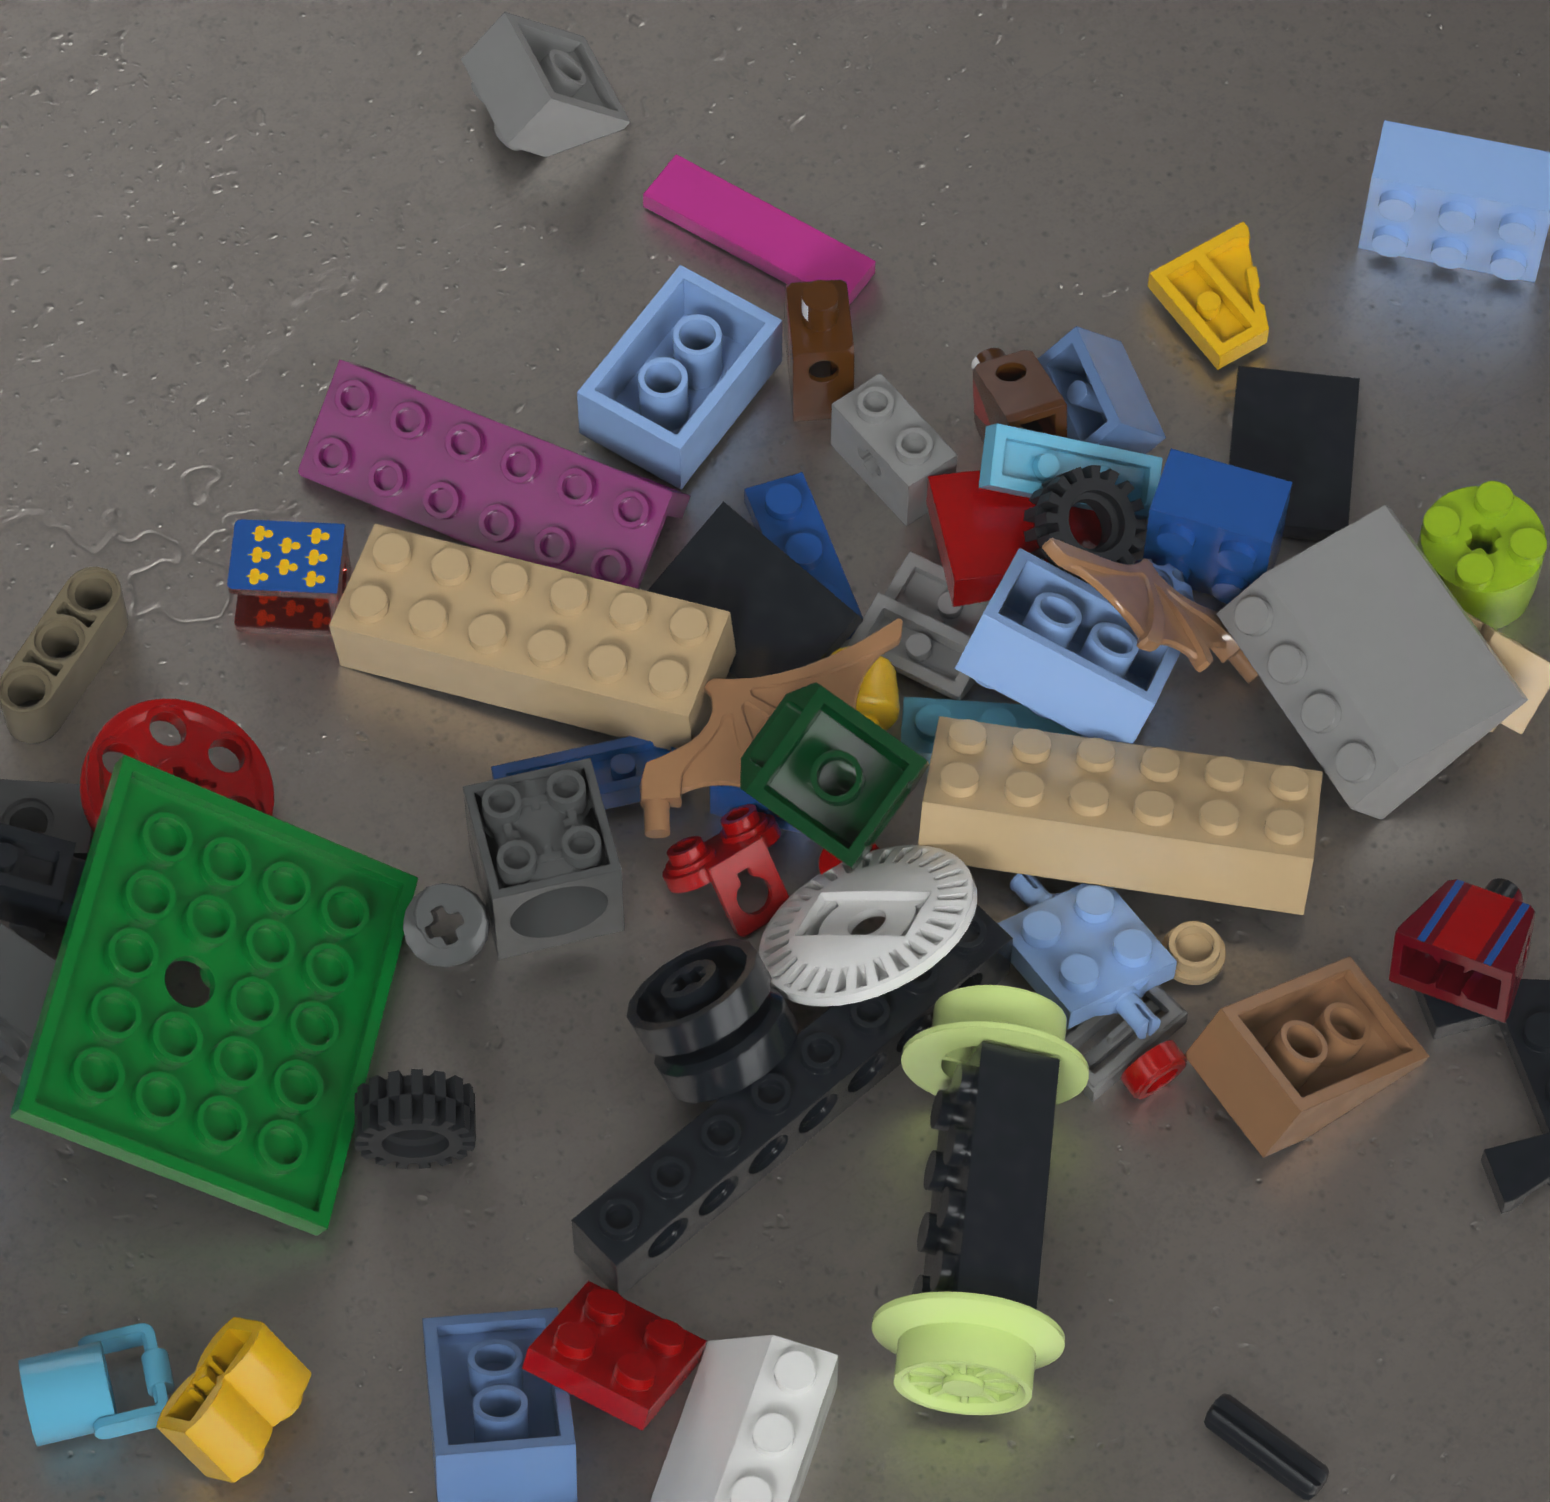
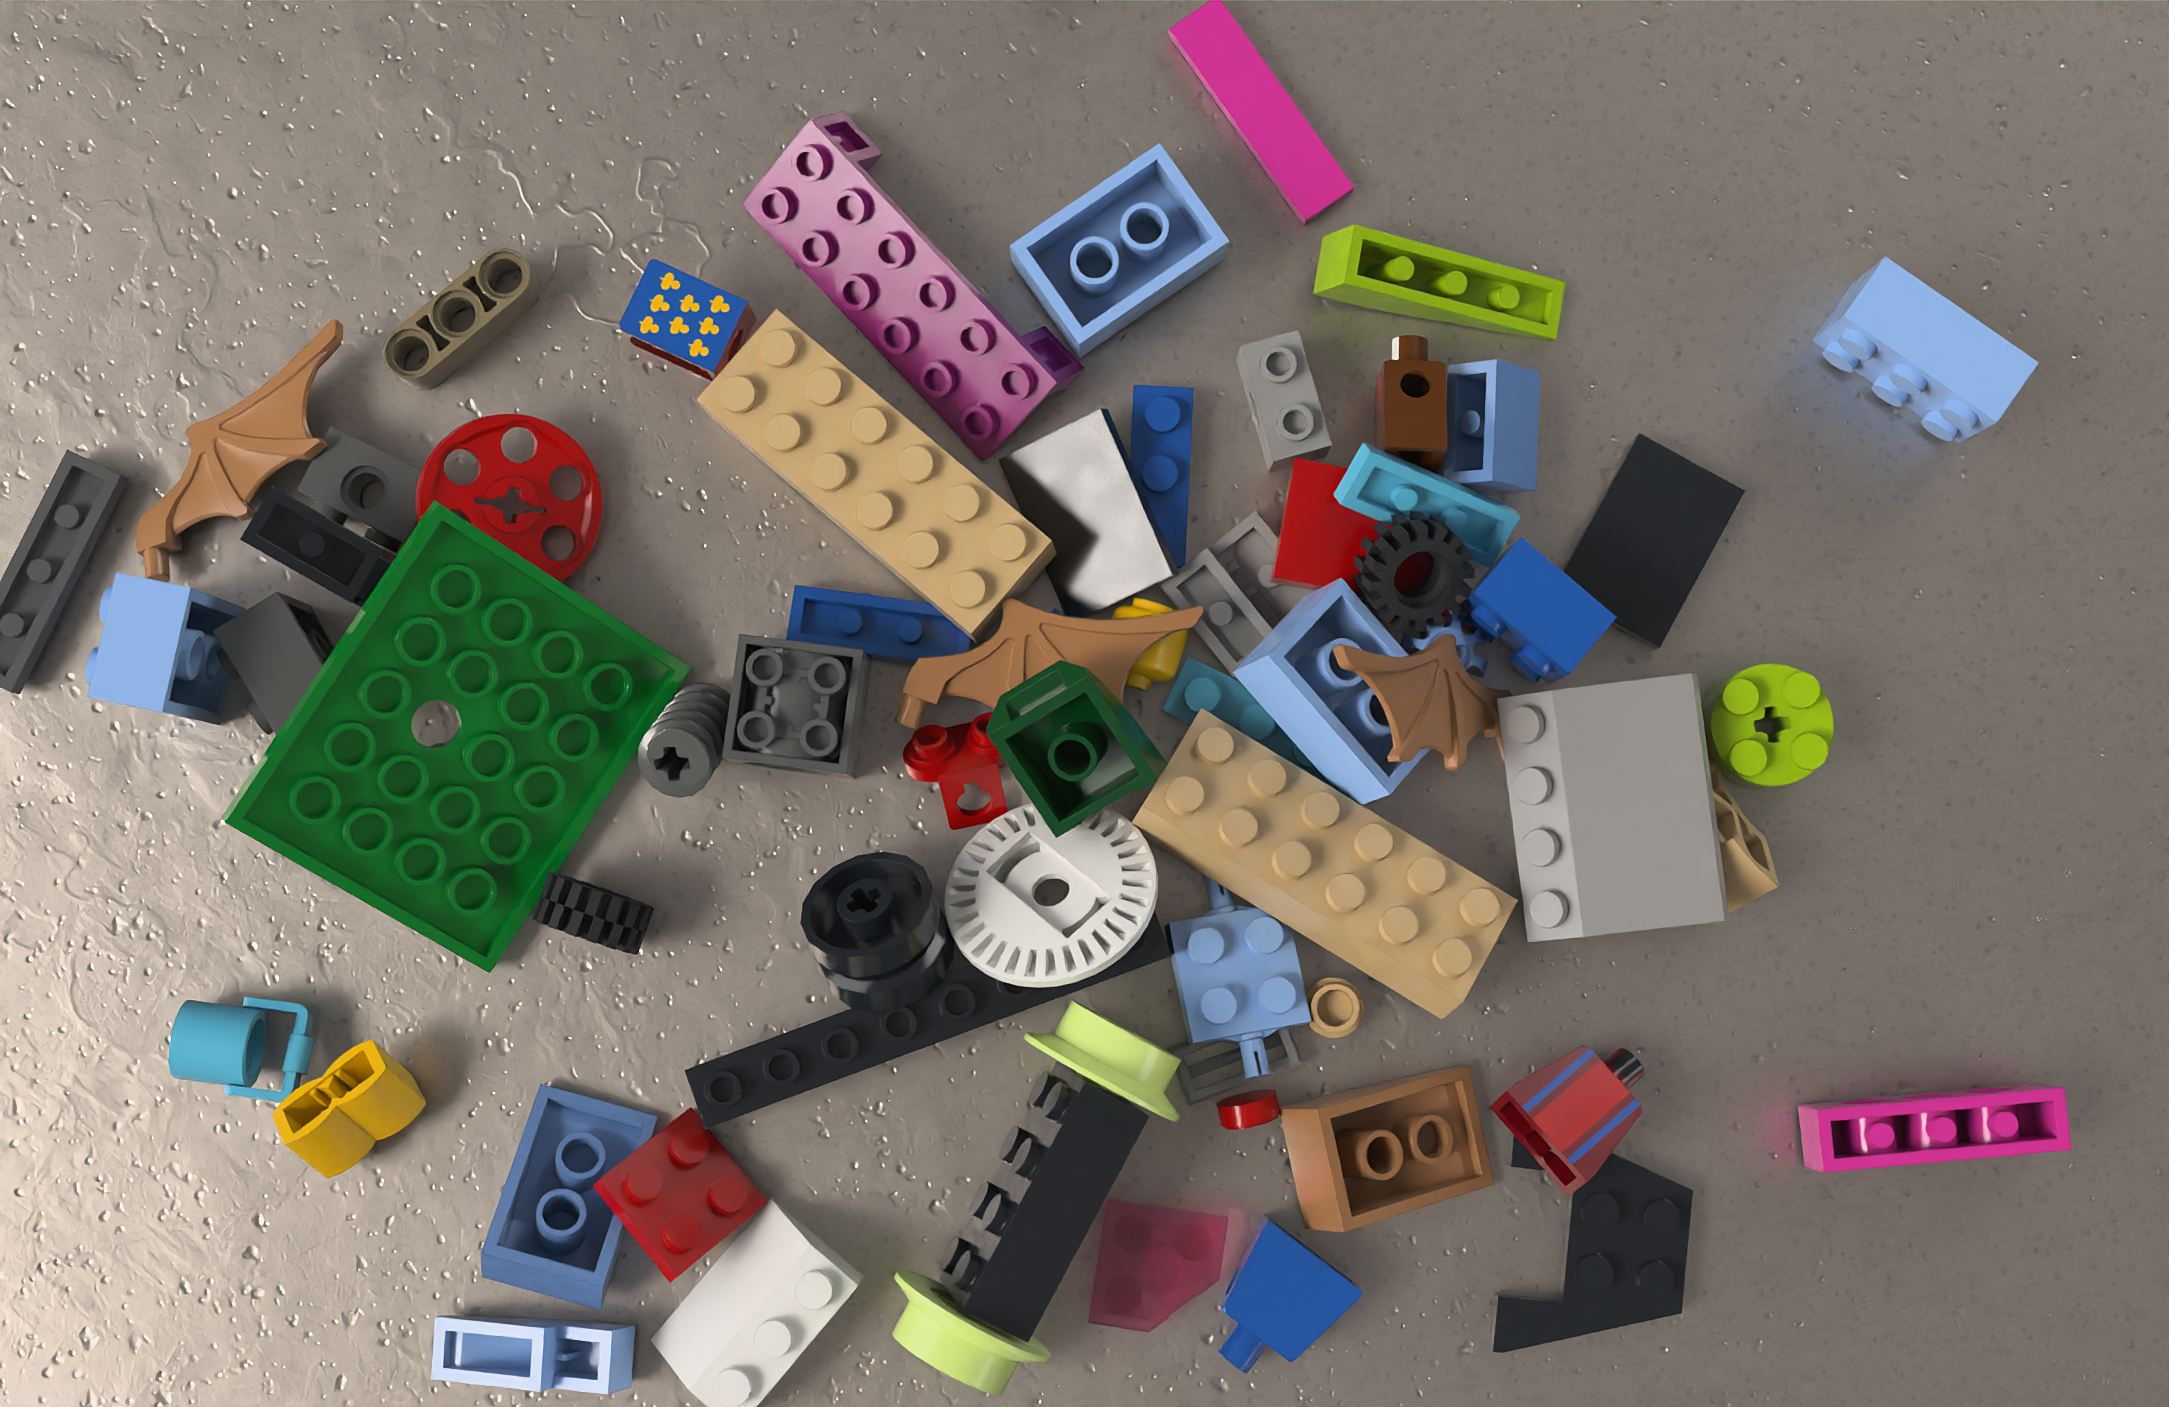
camera: 20 degrees right, 25 degrees up
(815, 331) = (1258, 272): reddish brown torso -> none
(969, 310) = (1436, 284): none -> lime slope
(1126, 1247) = (1153, 1262): none -> clear pink plate
(1215, 296) = (1652, 350): yellow wing -> none
(1270, 1225) = (1281, 1297): none -> blue torso

